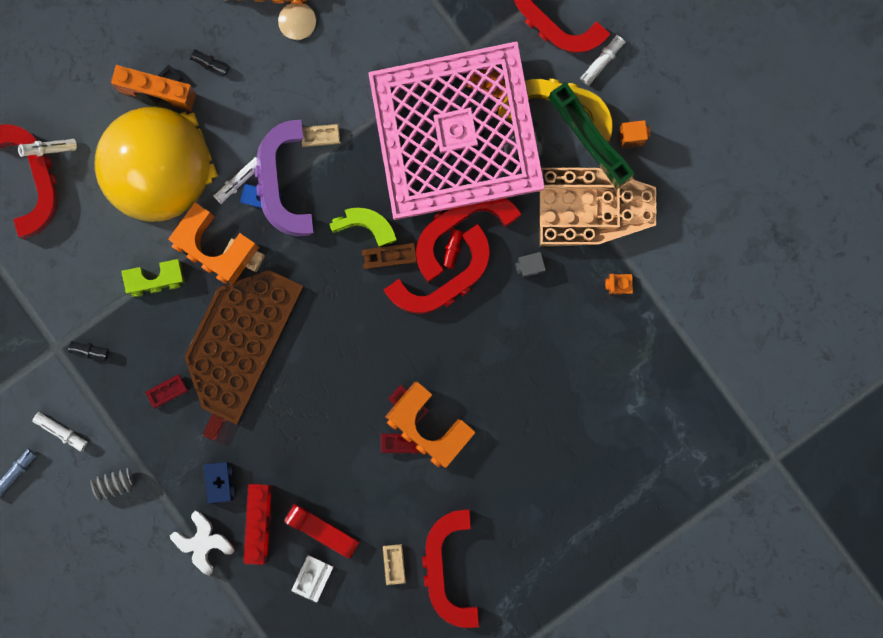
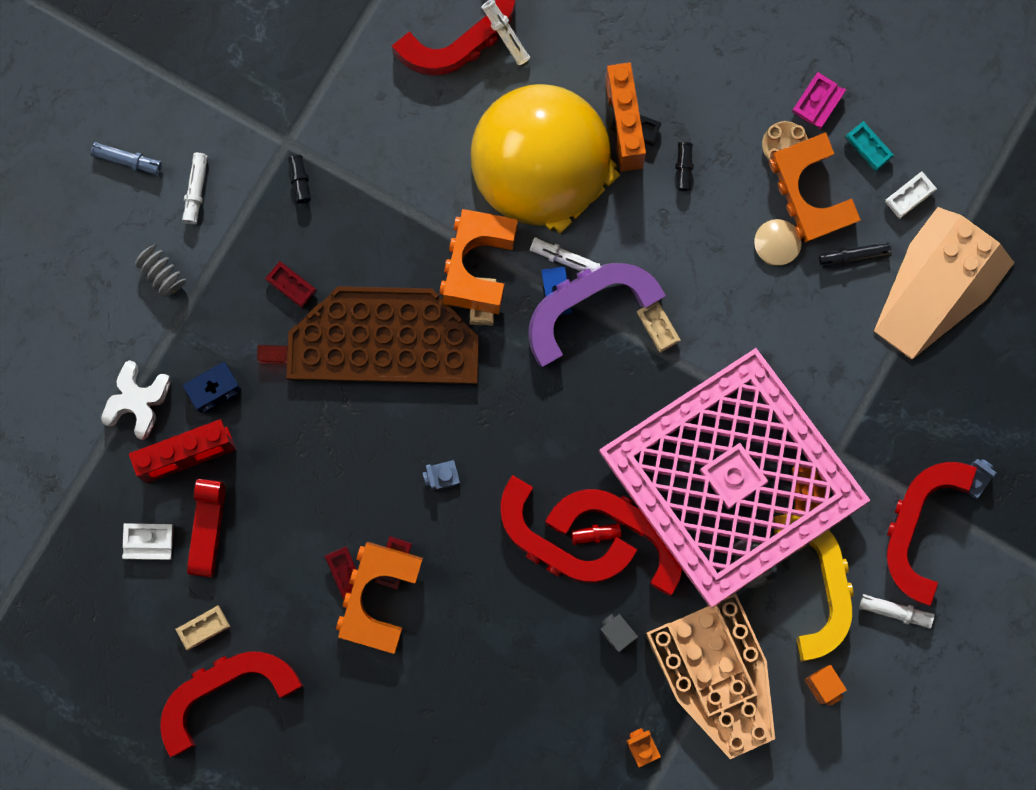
camera: 65 degrees right, 5 degrees down
(170, 276) = (423, 230): lime arch -> none
(359, 342) = (441, 475): none -> sand blue bracket
(367, 218) = (585, 435): lime arch -> none
(389, 256) = (555, 466): reddish brown plate -> none
(605, 156) = (796, 637): dark green arch -> none

